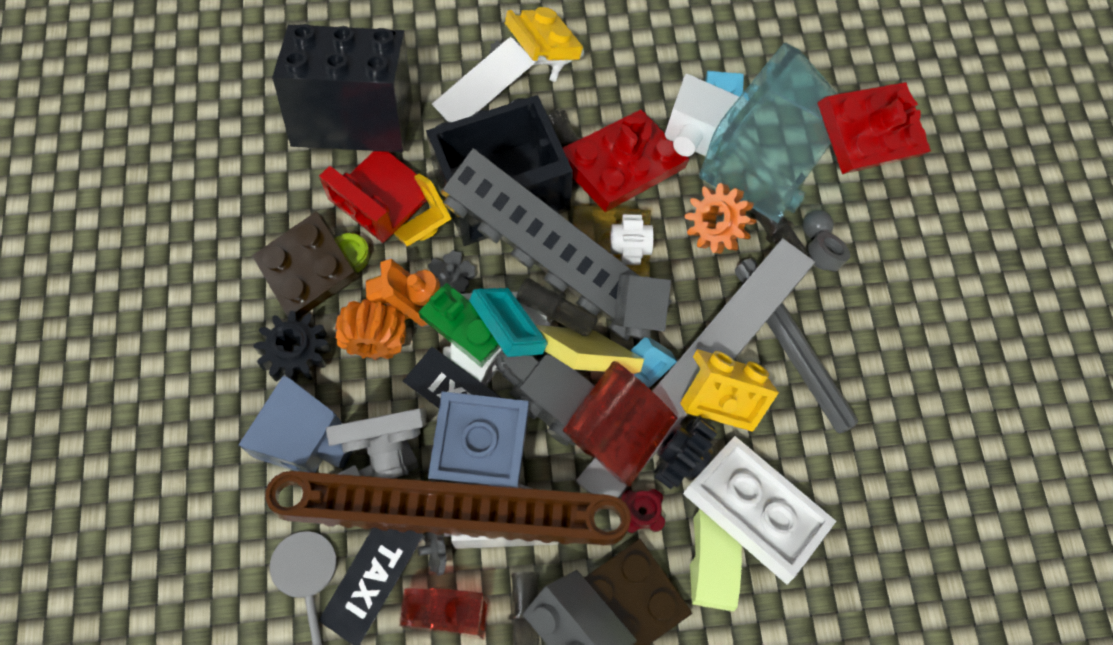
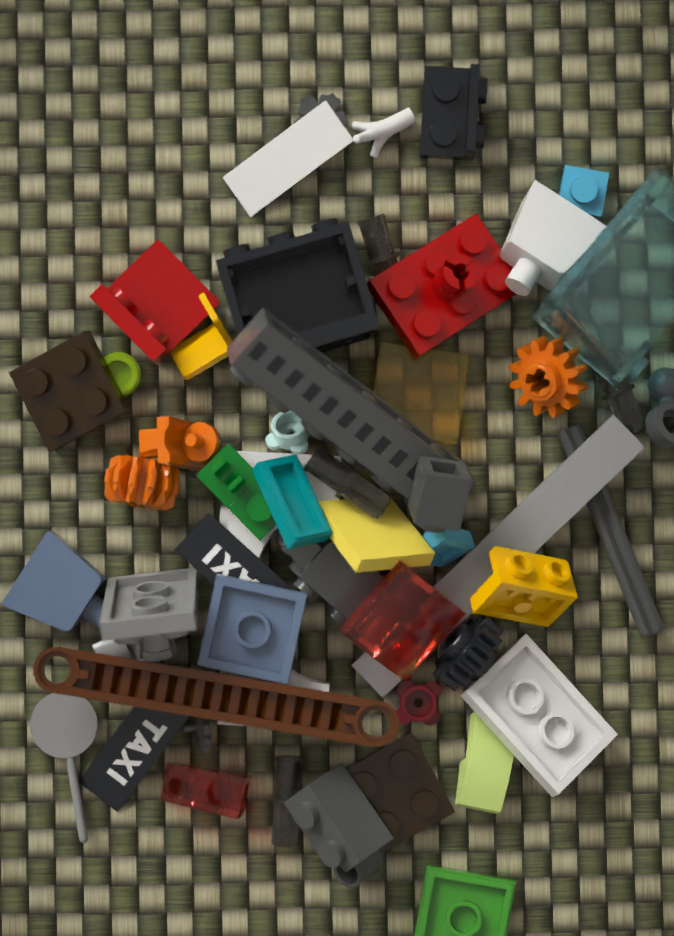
camera: 10 degrees right, 20 degrees up
(282, 337) = (42, 503): black gear -> none
(344, 87) = (121, 179): black container -> none
(453, 271) = (233, 409): dark grey plant -> none
(503, 277) = (285, 424): none -> light aqua plate
(543, 34) = (366, 103): yellow plate -> none
(612, 44) = (451, 111): none -> black bracket
(631, 239) = (440, 404): white gear -> none

